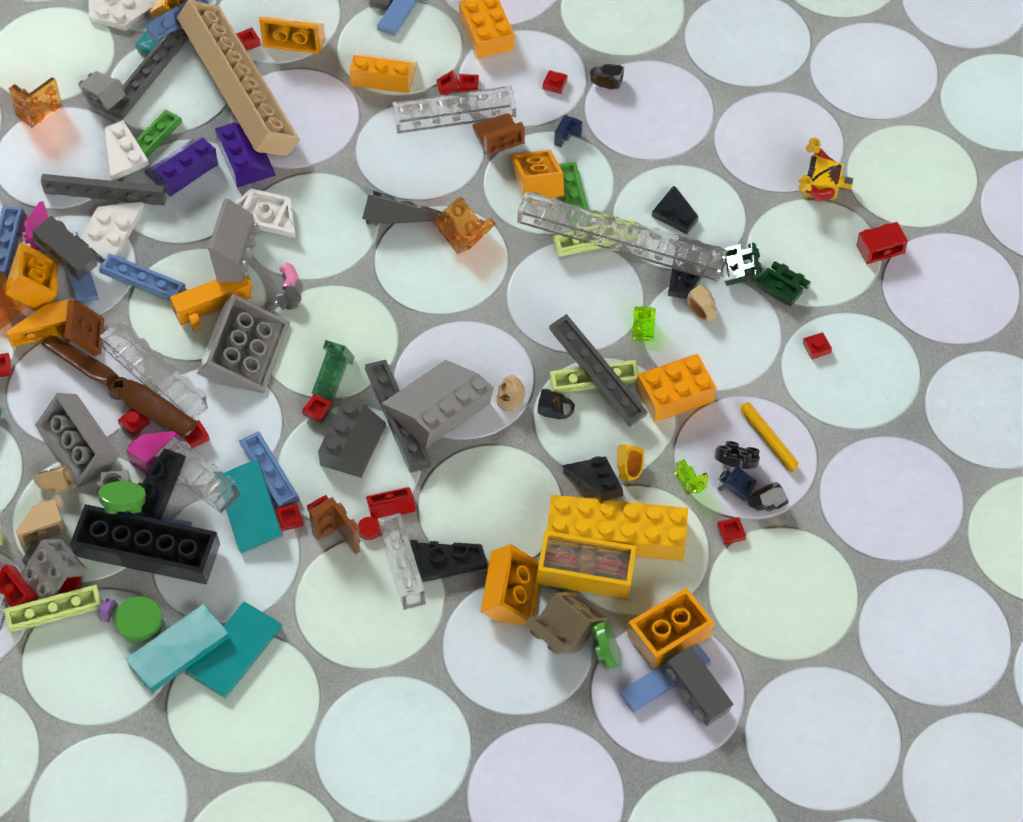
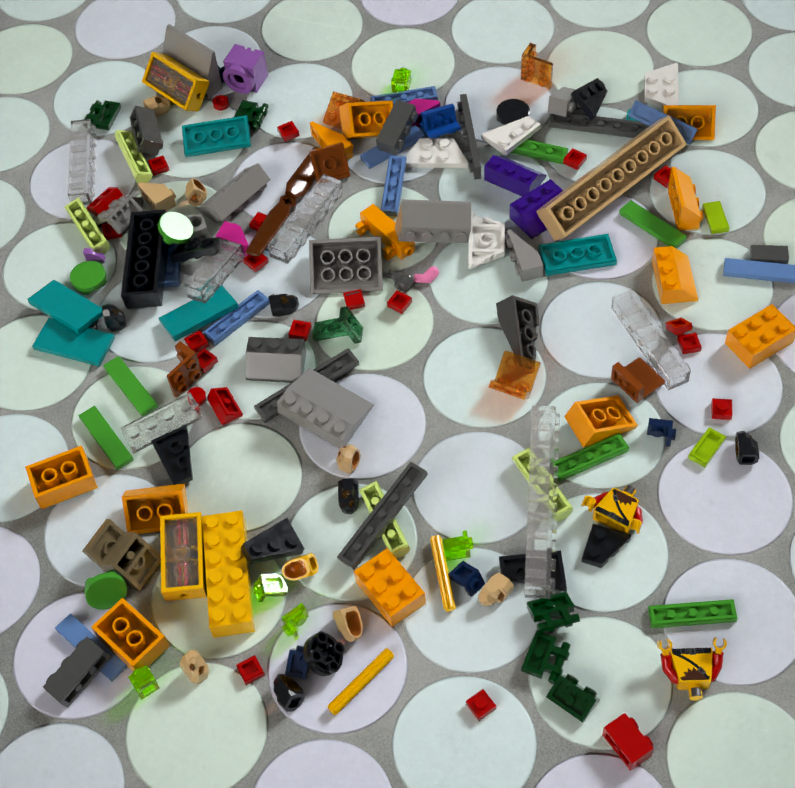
camera: 80 degrees right, 0 degrees up
(74, 209) = (439, 121): none -> blue bracket
(86, 144) = (512, 110): none -> black tile
(108, 66) = (590, 97): none -> black wing
(185, 107) = (575, 159): none -> red plate
(220, 596) = (113, 317): none -> black rock
(271, 420) = (283, 304): none -> black rock
(292, 351) = (354, 299): none -> red tile
(303, 183) = (526, 258): none -> light grey slope
(305, 70) = (652, 224): none -> bright green tile
(316, 308) = (399, 302): none -> red plate
(318, 141) = (577, 254): none -> teal tile
(327, 595) = (130, 386): none -> bright green tile
(328, 17) = (715, 217): none -> lime tile
(392, 630) = (106, 437): none -> bright green tile
(441, 675) = (61, 477): none -> light orange brick
(594, 105) = (707, 447): none -> lime tile
(643, 491) = (270, 585): none -> clear neon green bracket
(647, 185) = (616, 509): none -> torso
(667, 343) = (442, 573): none -> yellow axle
(681, 323) = (467, 577): none -> dark blue bracket
(704, 432) = (349, 623): none -> tan rock
(719, 576) = (194, 667): none -> tan rock
(725, 626) = (141, 678): none -> clear neon green brick
(766, 166) = (692, 613): none -> bright green tile
(830, 272) = (573, 697): none -> dark green bracket

